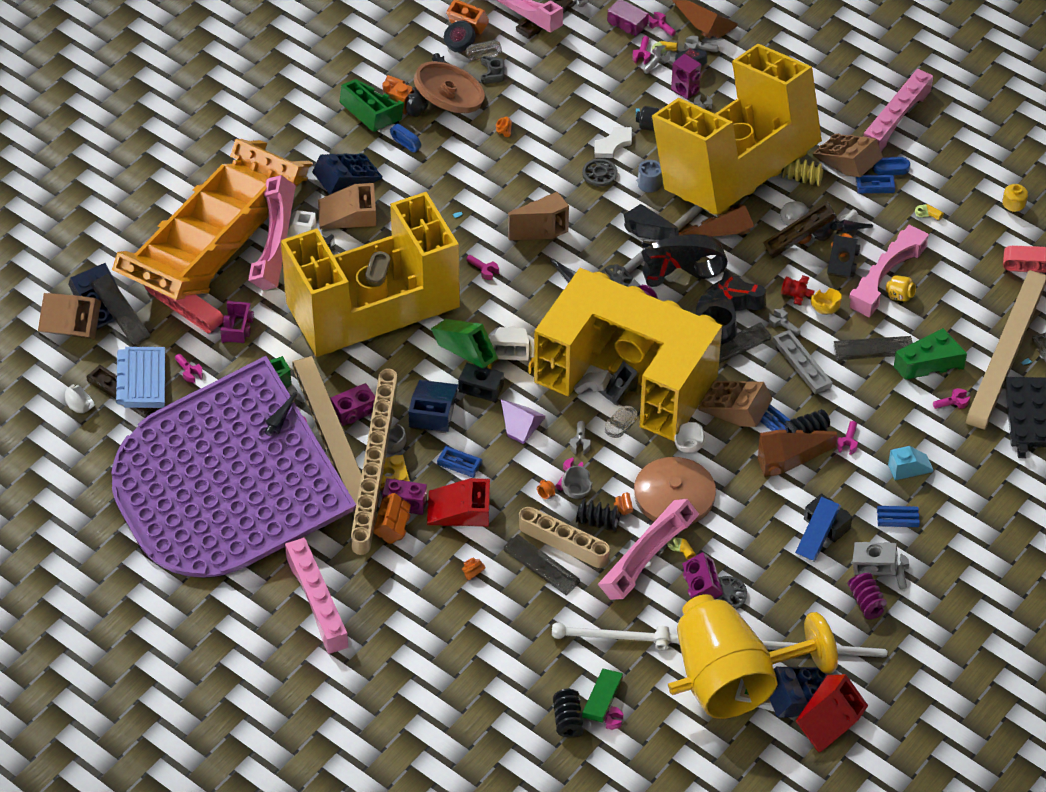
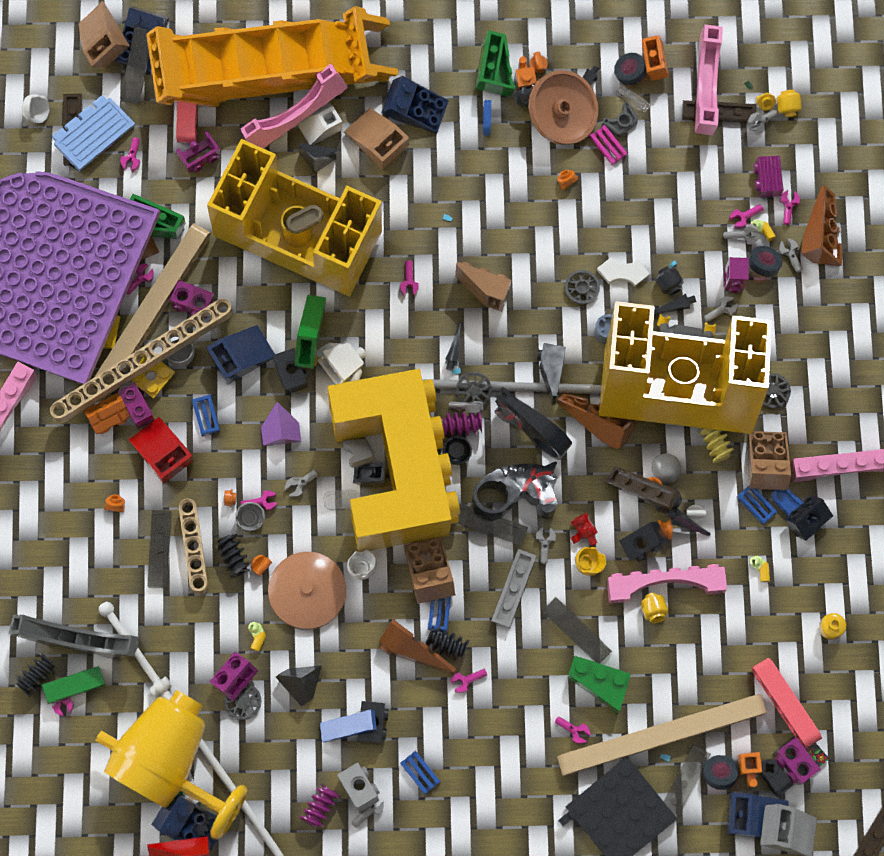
camera: 45 degrees right, 25 degrees up
(277, 419) = (108, 267): black piece -> none
(503, 88) = (604, 129): none -> dark pink tile
(565, 664) = (73, 638): none -> dark grey arch
(622, 576) = (187, 617): bright pink arch -> none
(748, 541) = (300, 682): none -> black slope
(908, 462) = (478, 745): medium azure slope -> none
(917, 157) = (804, 525): none -> black brick

